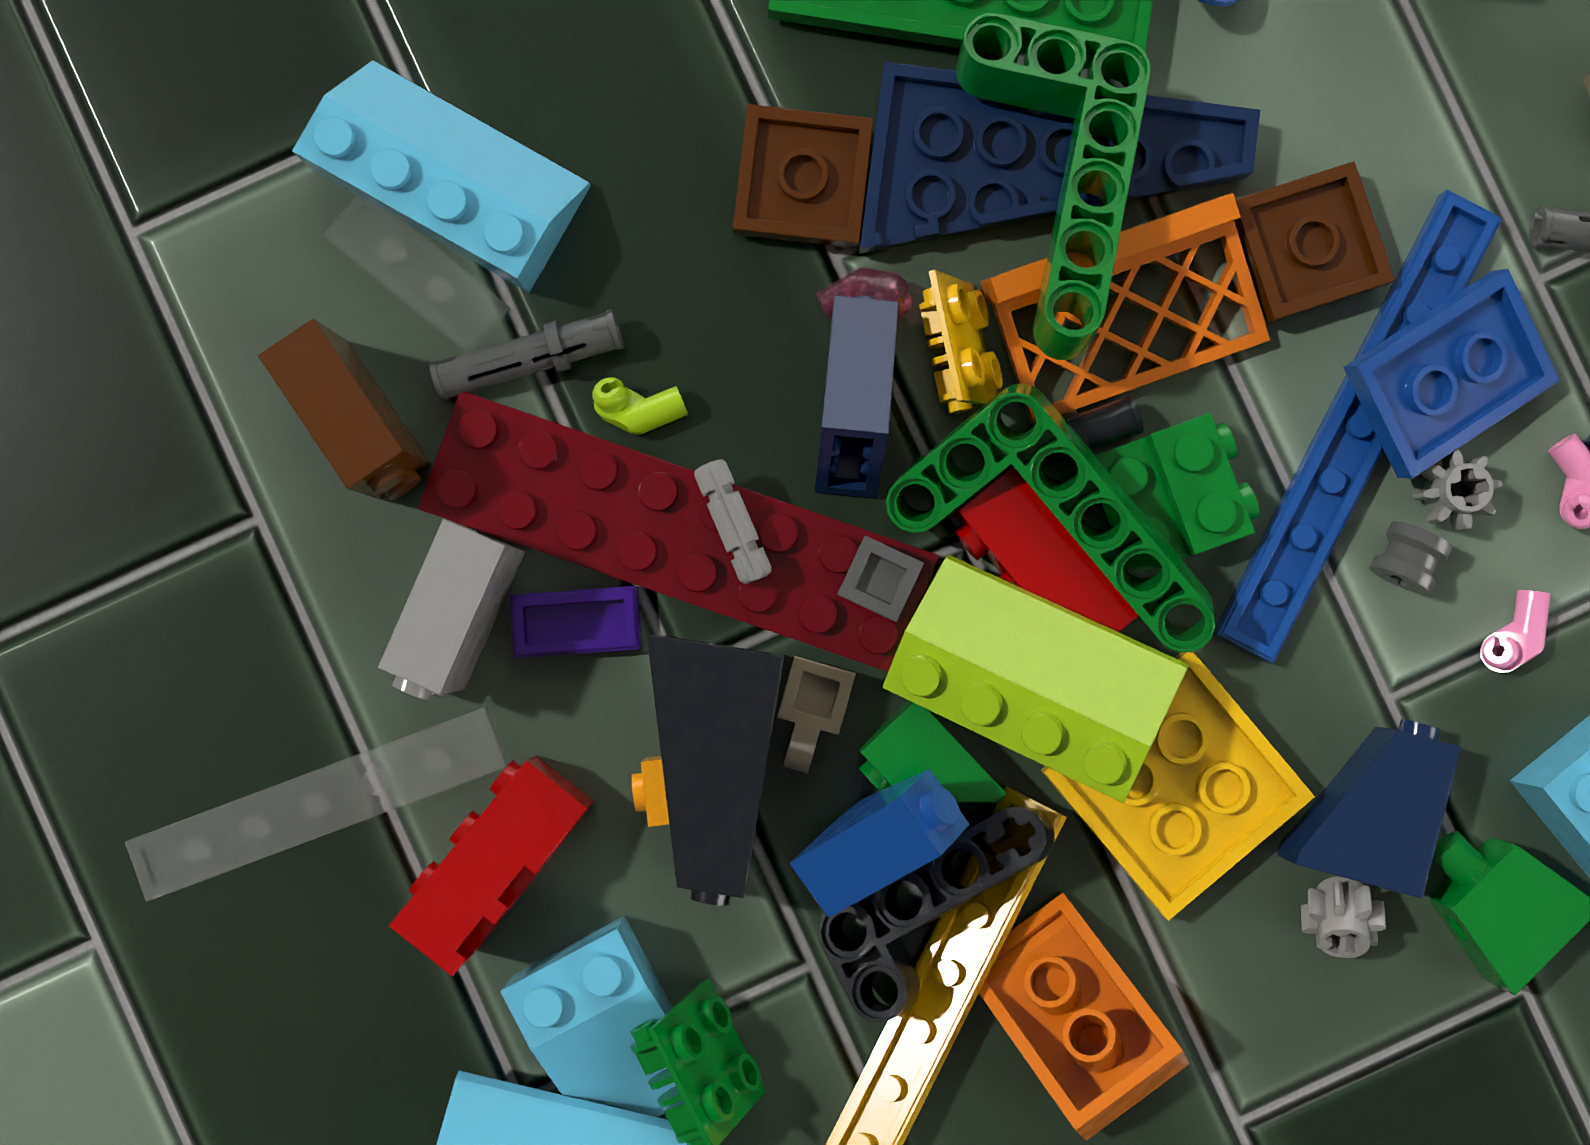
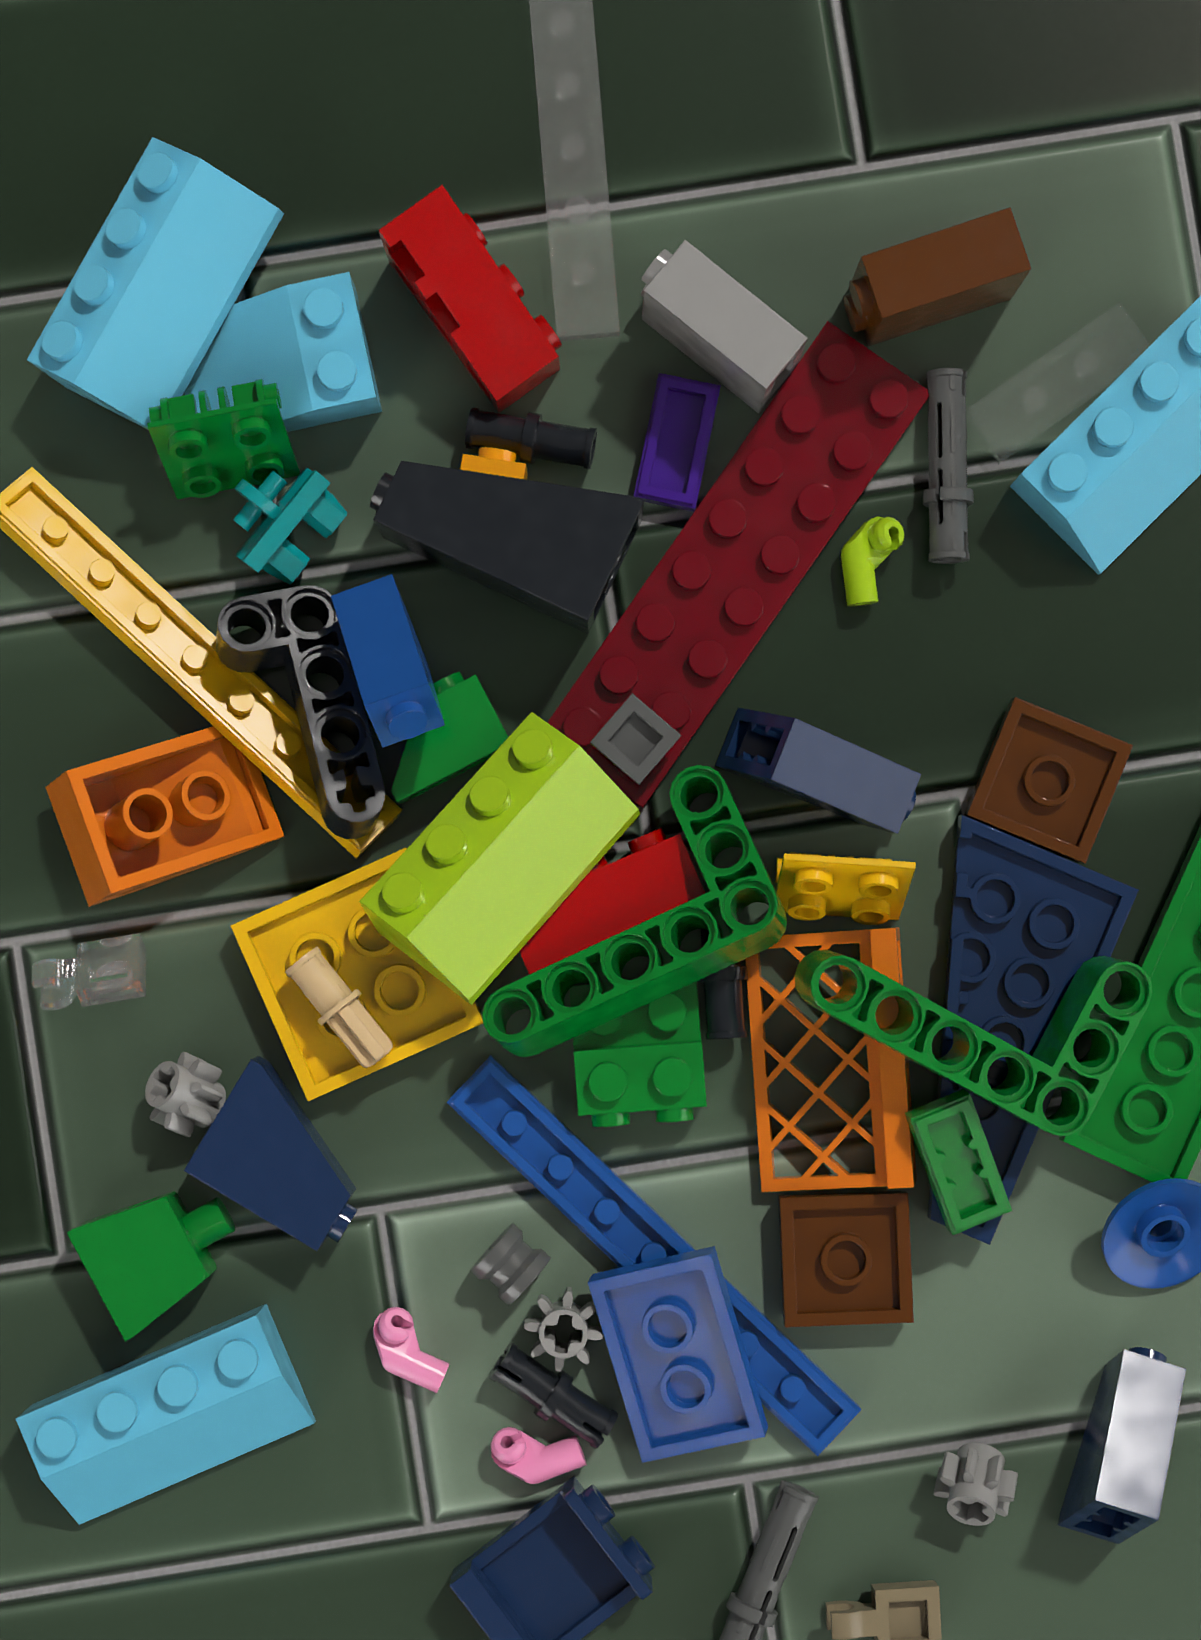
camera: 110 degrees right, 0 degrees up
(611, 764) = (531, 437): none -> black pin
(732, 521) = (730, 615): light grey axle -> none
(787, 990) = (303, 500): none -> teal hips
(814, 701) = (534, 649): dark tan plate -> none
(867, 282) = (925, 817): clear pink arm -> none
(1196, 157) = (958, 1161): none -> green plate
(1221, 790) = (340, 1008): none -> tan axle
(1250, 1032) = (99, 974): none -> clear plate
(1488, 60) = (976, 1484): none -> light grey gear
(1521, 482) = (553, 1395): none -> black pin

